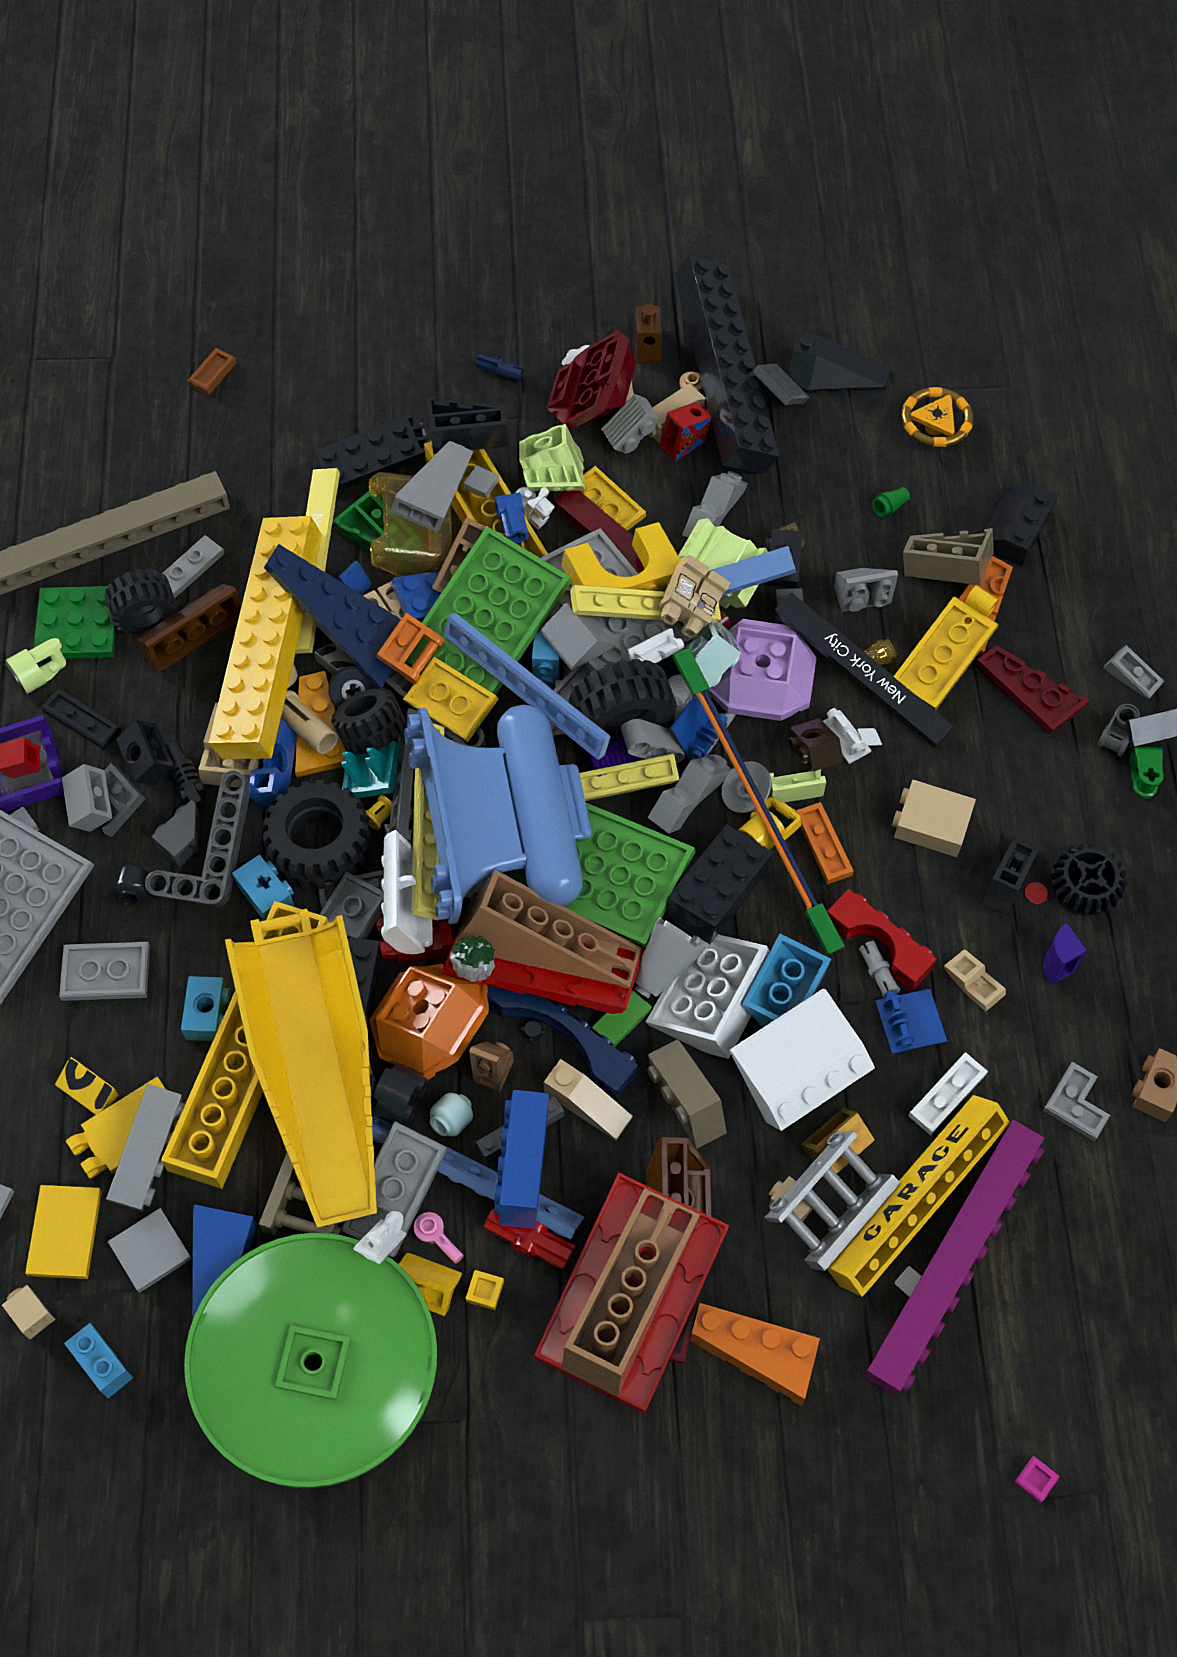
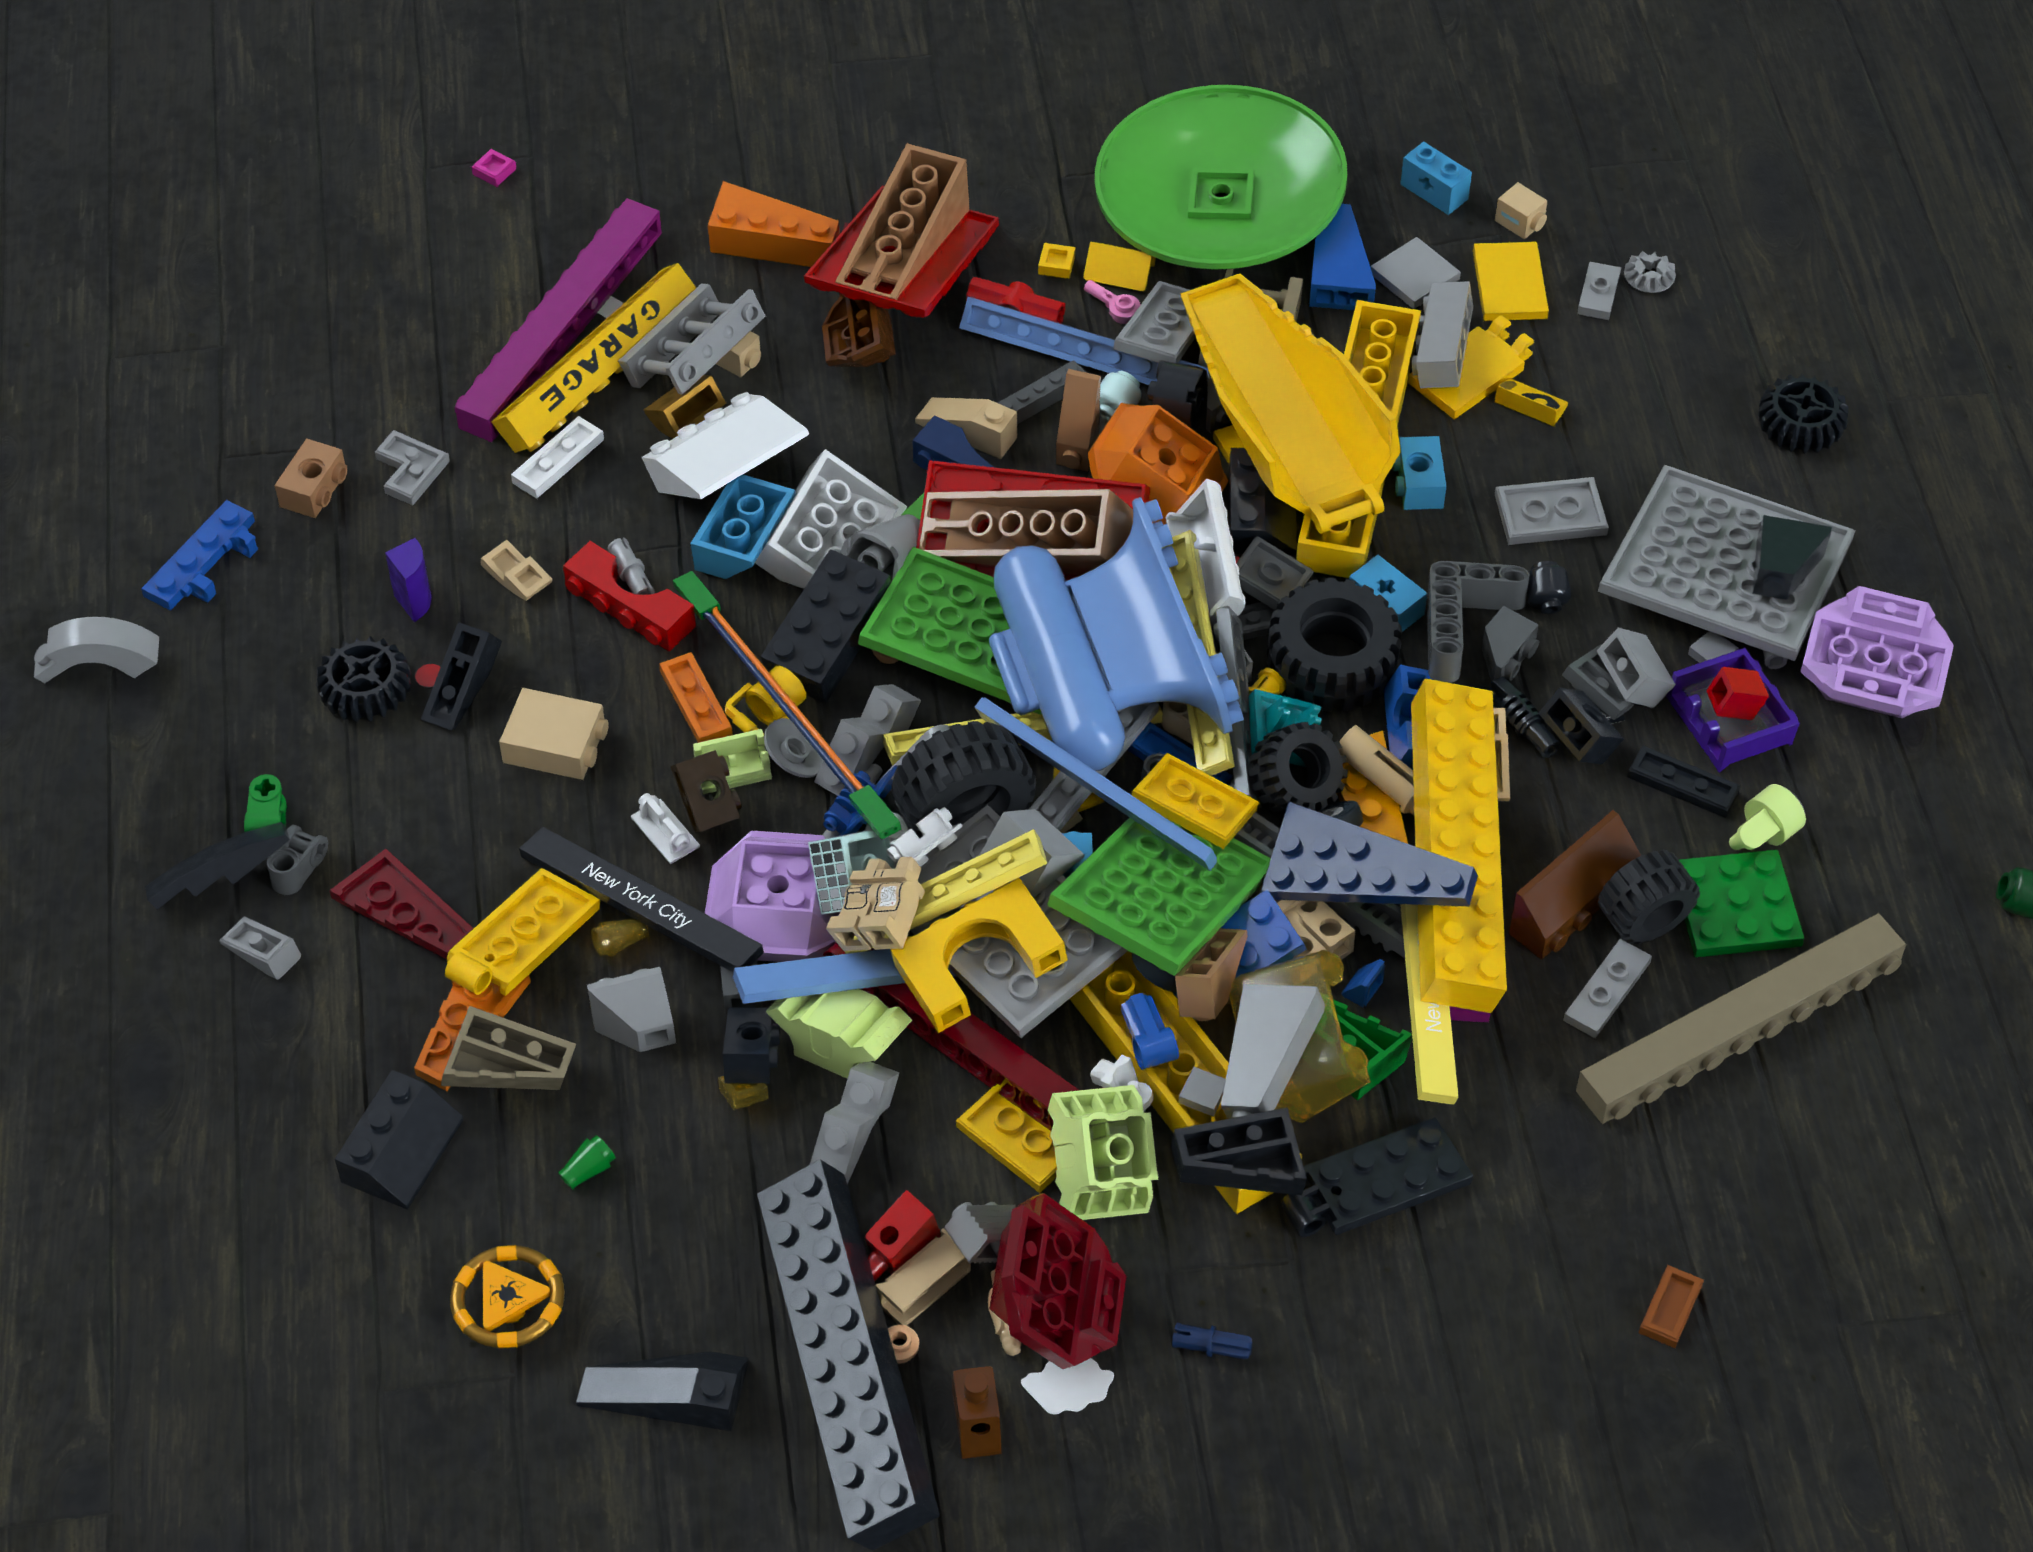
camera: 175 degrees right, 10 degrees down
(382, 1238) = (1170, 264): white hinge -> none
(402, 643) = (1268, 840): orange plate -> none
(473, 958) = (1114, 472): dark green piece -> none
(521, 1159) = (1030, 322): blue brick -> none
(688, 1093) = (856, 426): dark tan wedge -> none
(780, 384) = (755, 1320): dark grey tile -> none
(869, 736) = (632, 835): white sticker -> none
(910, 1020) = (595, 521): blue hinge -> none

